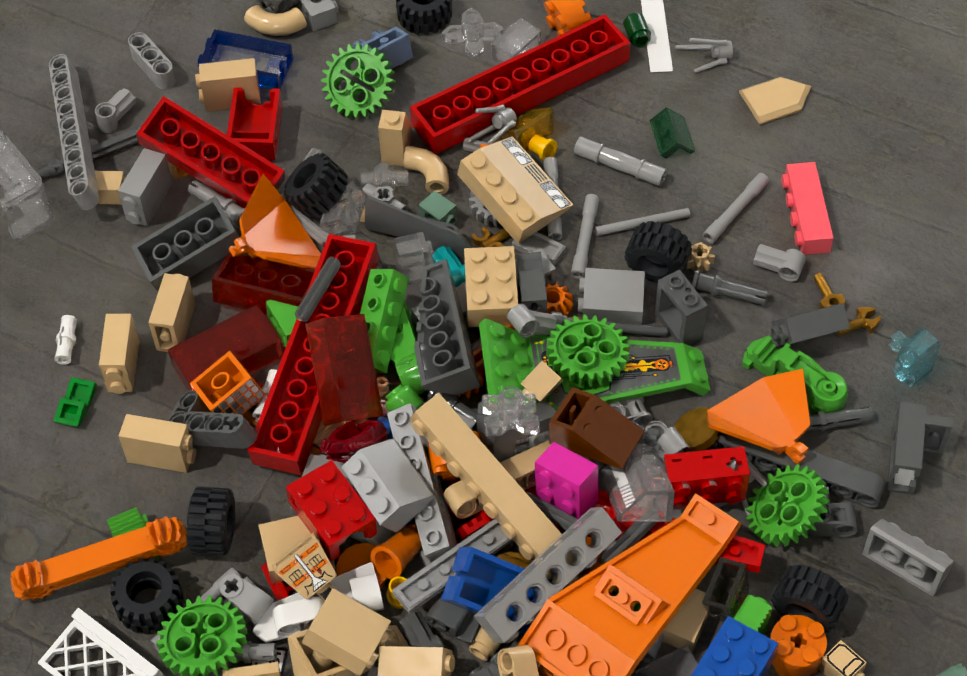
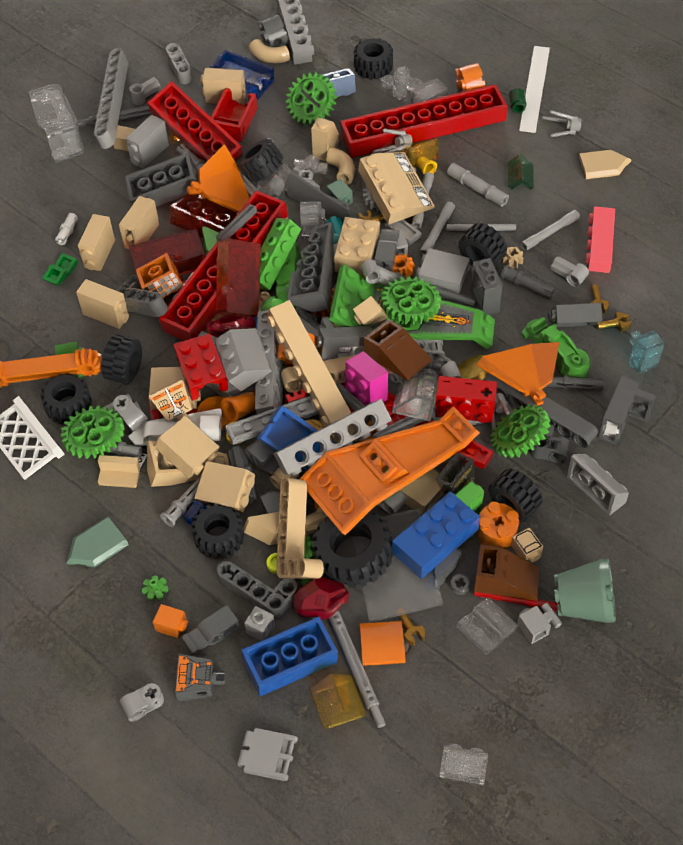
camera: 15 degrees right, 0 degrees up
(509, 411) = (339, 324): clear plant -> none

